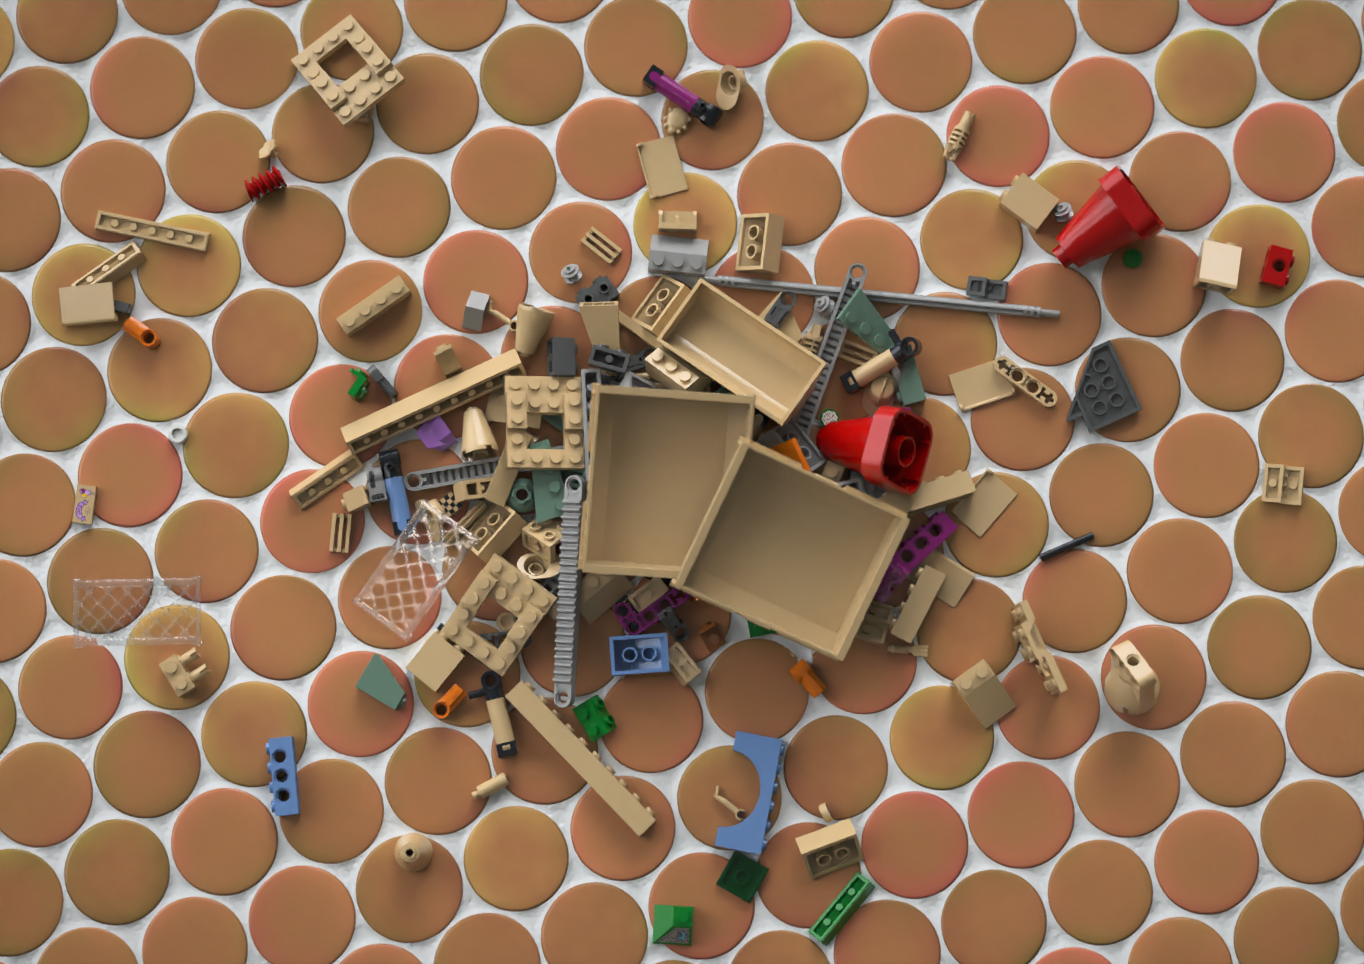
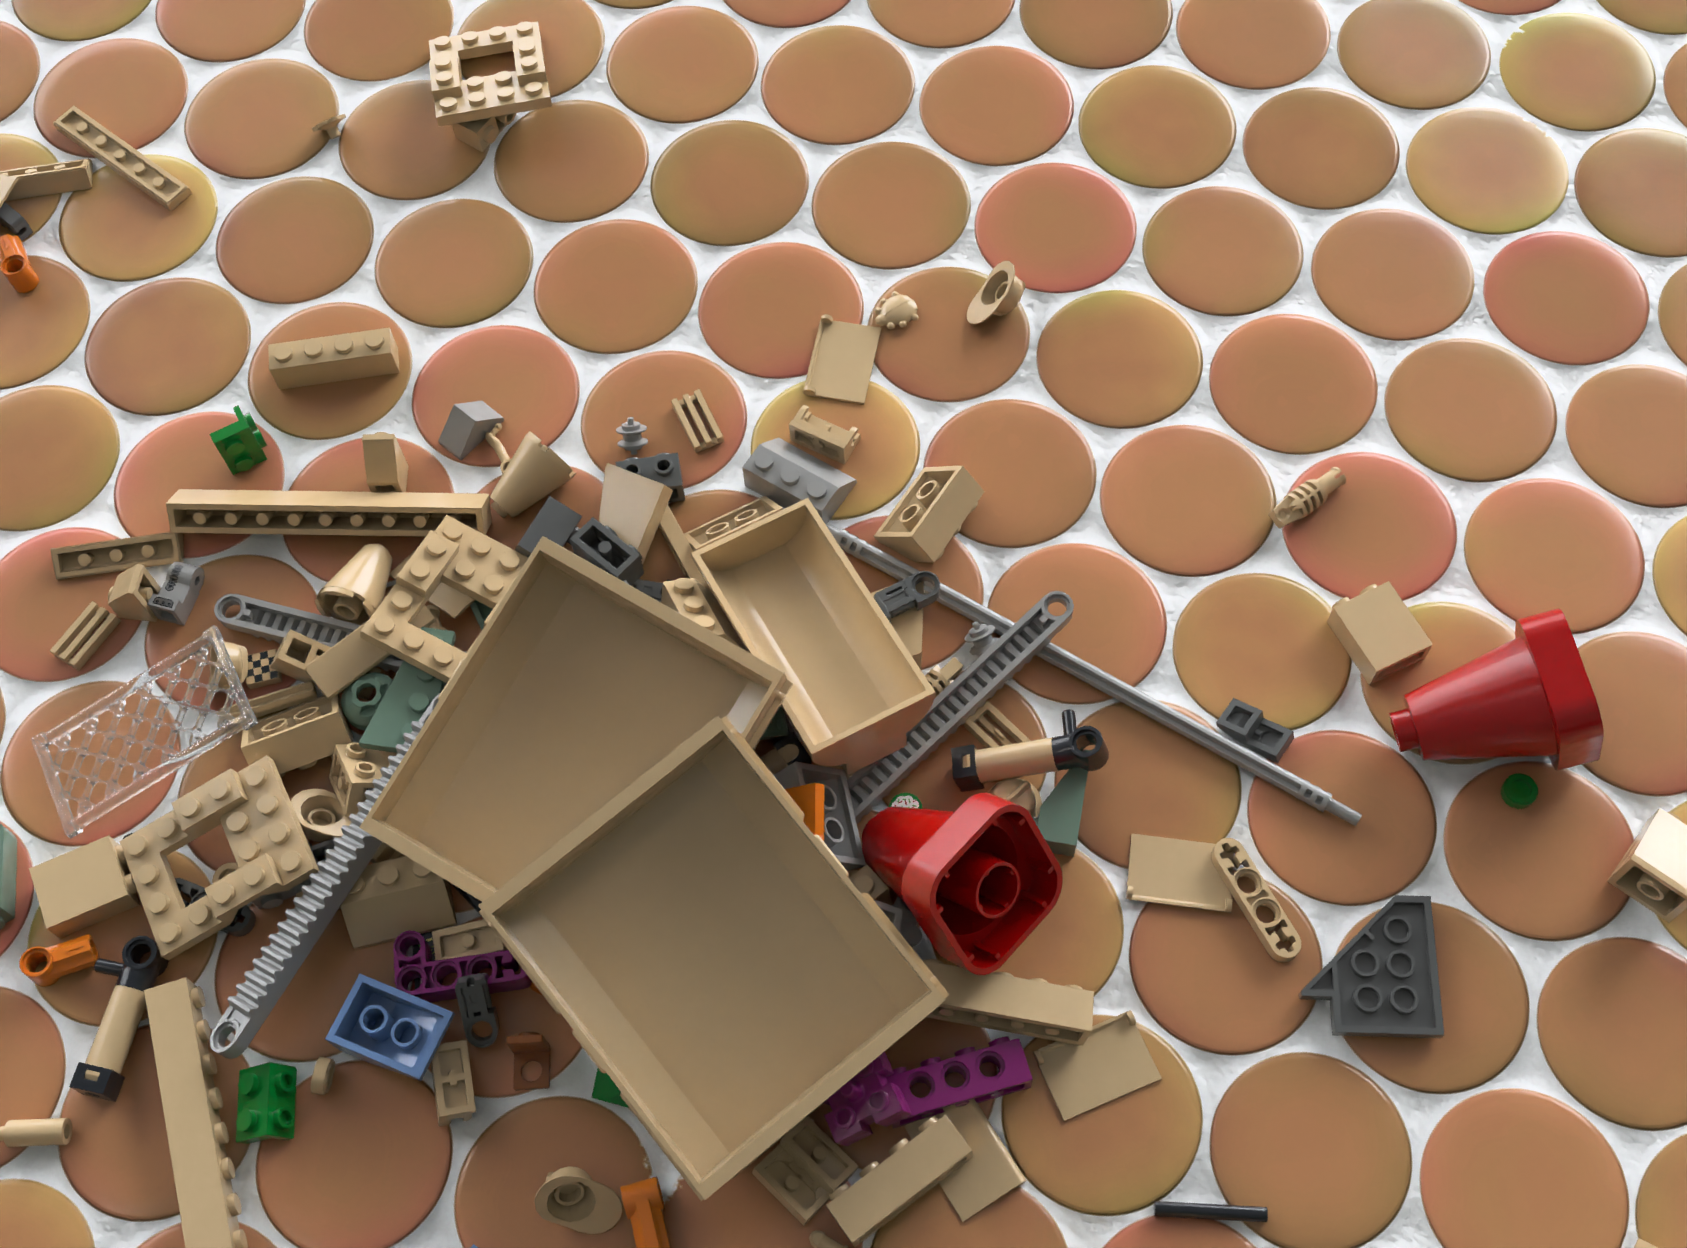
camera: 30 degrees right, 20 degrees down
(264, 183) = (296, 158): red piece -> none
(382, 381) = (281, 460): dark grey piece -> none
(395, 489) = (215, 572): piece -> none
(436, 434) = (307, 561): medium lavender slope -> none
(615, 692) = (322, 1075): none -> tan tile
(705, 112) = (942, 314): piece -> none
(772, 688) = (577, 1201): none -> tan piece
(866, 322) = (1033, 684): sand green wing -> none
(1063, 212) = (1430, 667): light grey wheel -> none

